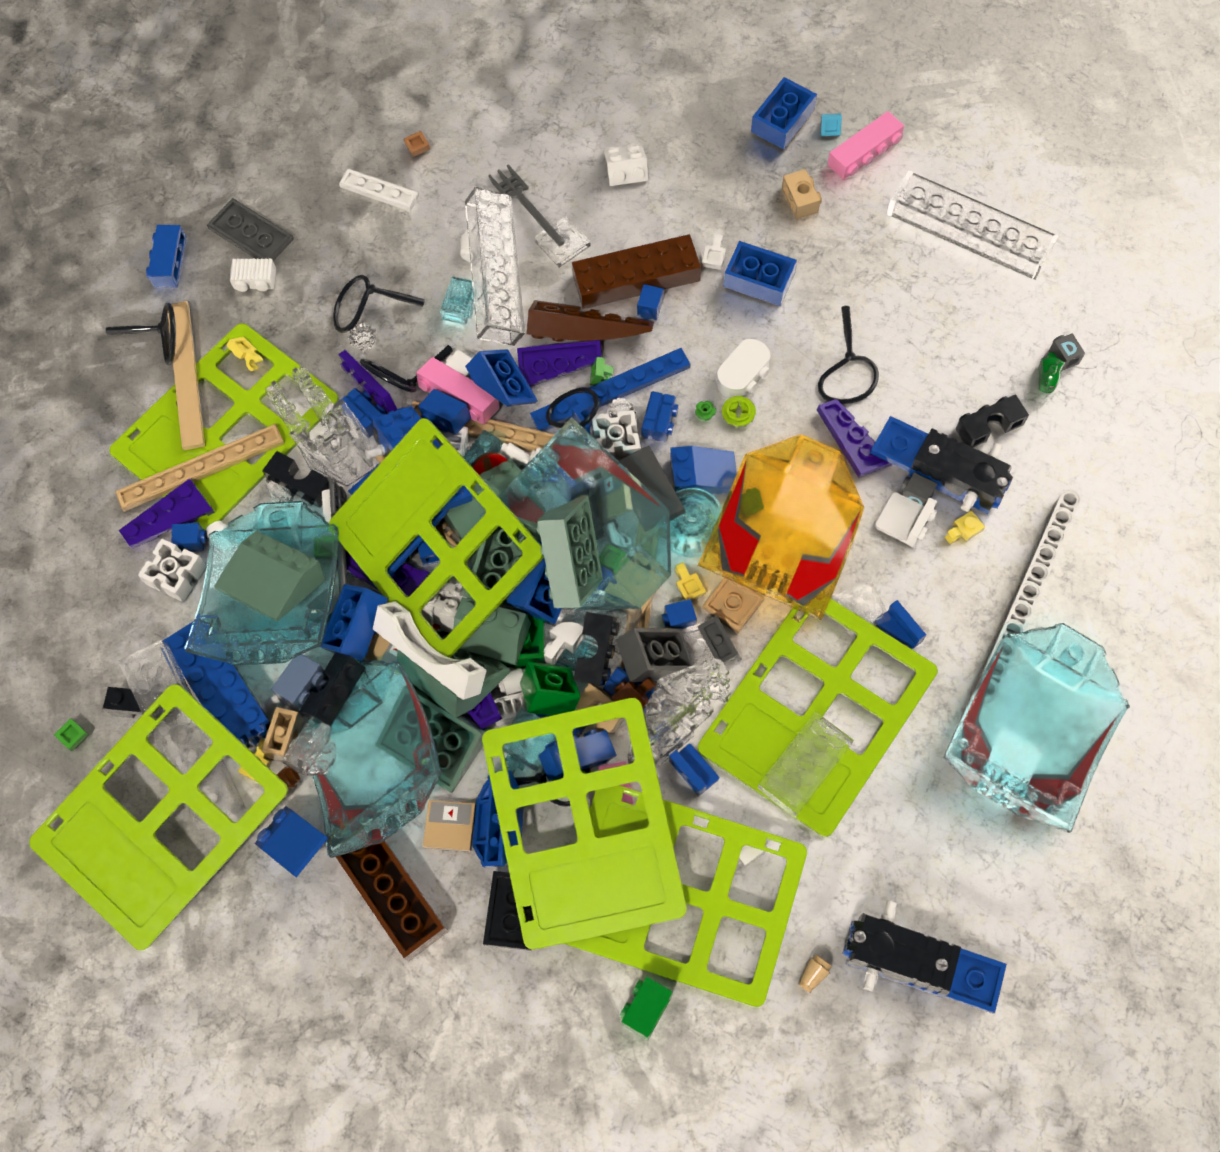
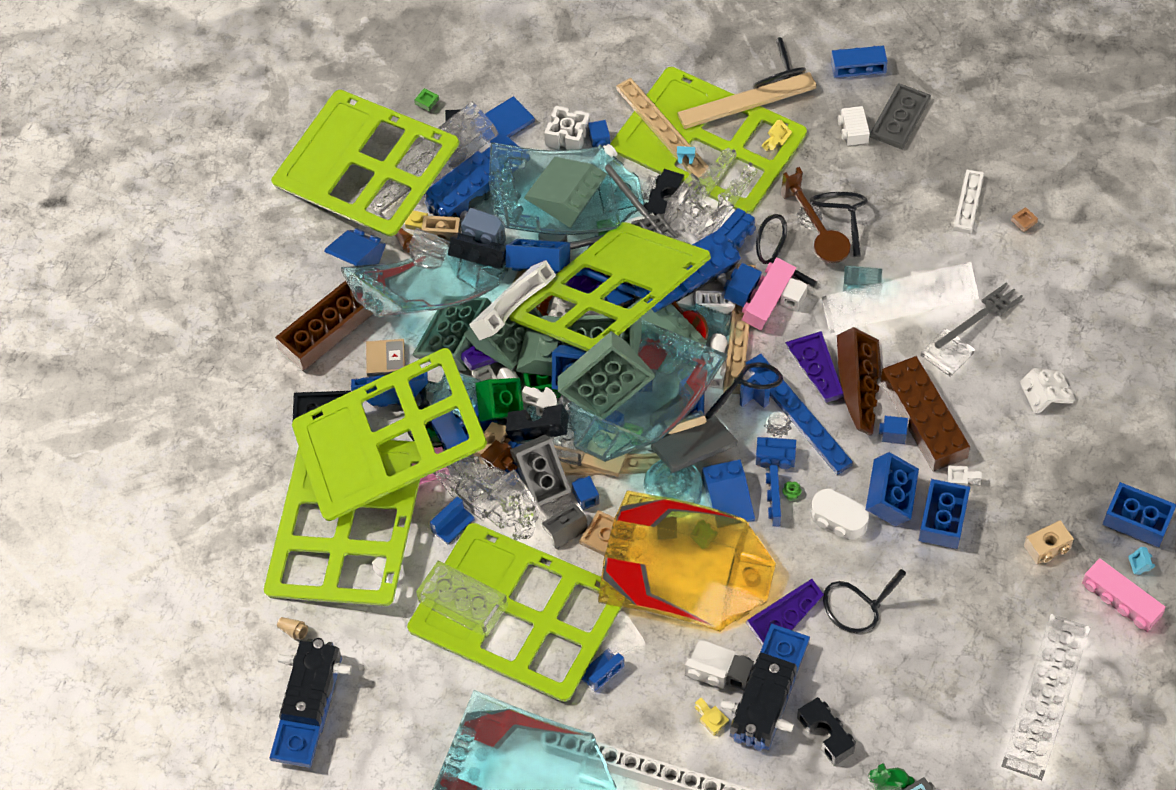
camera: 80 degrees right, 10 degrees down
(127, 637) = (509, 118): none -> blue tile
(178, 507) = (622, 121): dark purple wing -> none
(245, 446) = (683, 151): none -> medium azure tile
(334, 492) = (649, 219): none -> dark grey piece
(369, 384) = (748, 236): dark purple wing -> none
(407, 320) = (829, 245): none -> reddish brown piece
(500, 377) = (782, 321): blue slope -> none
(600, 371) = (812, 399): bright green tile -> none
(617, 434) = (745, 418): white brick -> none
(646, 1007) = (252, 506): green brick -> none
(688, 585) = (614, 496): light yellow plate -> none
(711, 426) = (773, 495): none -> blue plate
(727, 312) = (892, 489): none -> blue brick
(730, 407) = (803, 513): lime gear -> none

